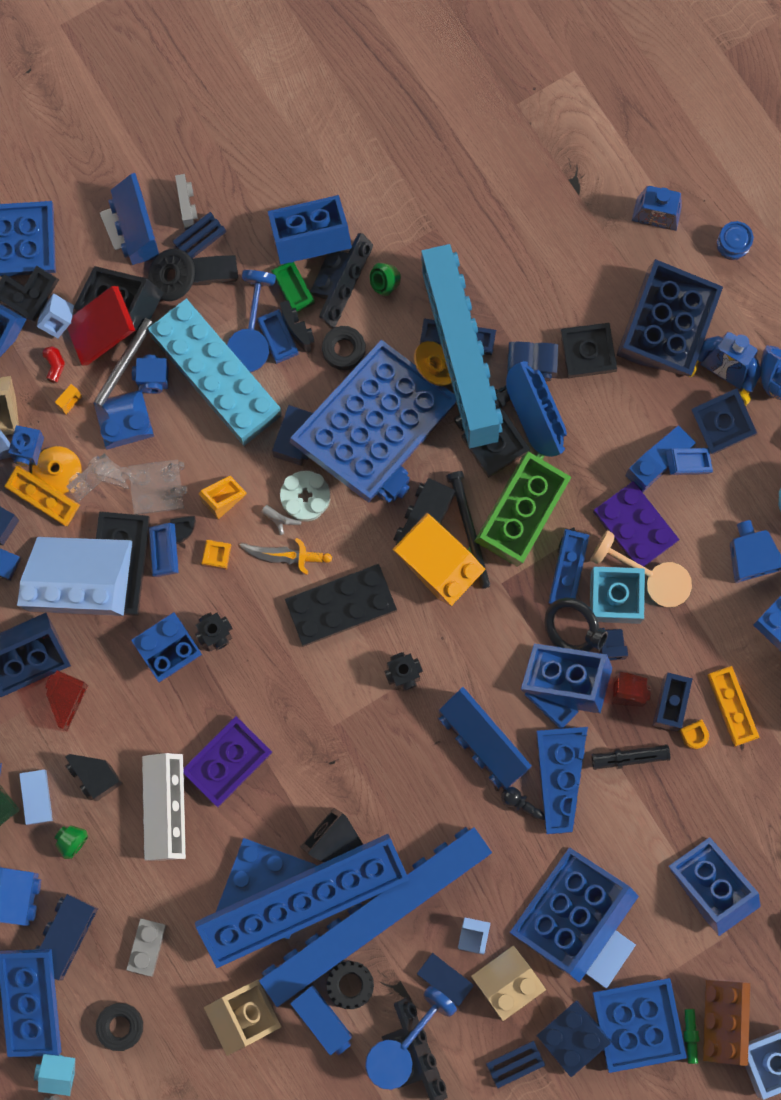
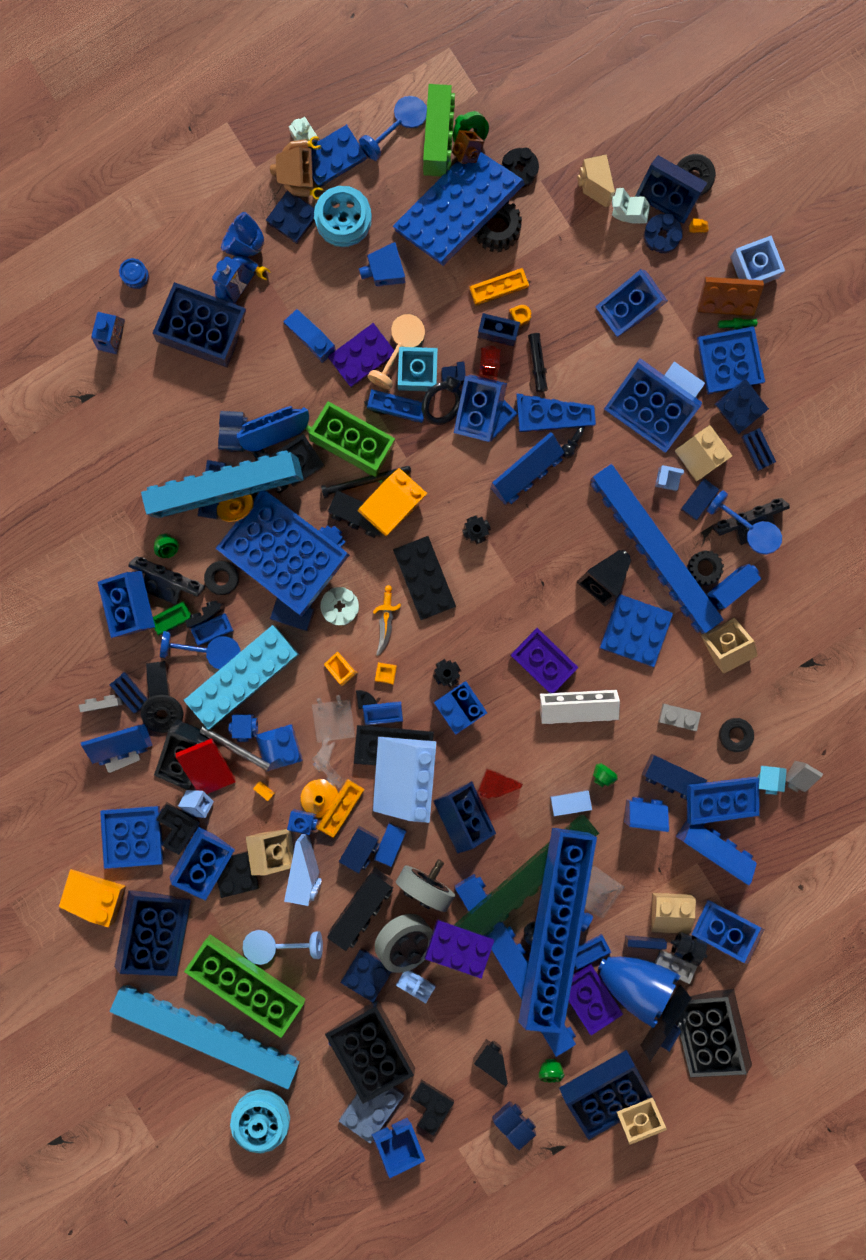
camera: 90 degrees left, 10 degrees up
(56, 362) = (233, 802): red arm -> none
(96, 775) = (554, 759): black slope -> none
(279, 519) = (358, 625): light grey bar -> none
(301, 901) = (649, 601): blue plate -> none
(588, 350) = (223, 388): black plate -> none
(689, 461) = (313, 312): blue tile -> none
(724, 421) = (281, 285): dark blue plate -> none

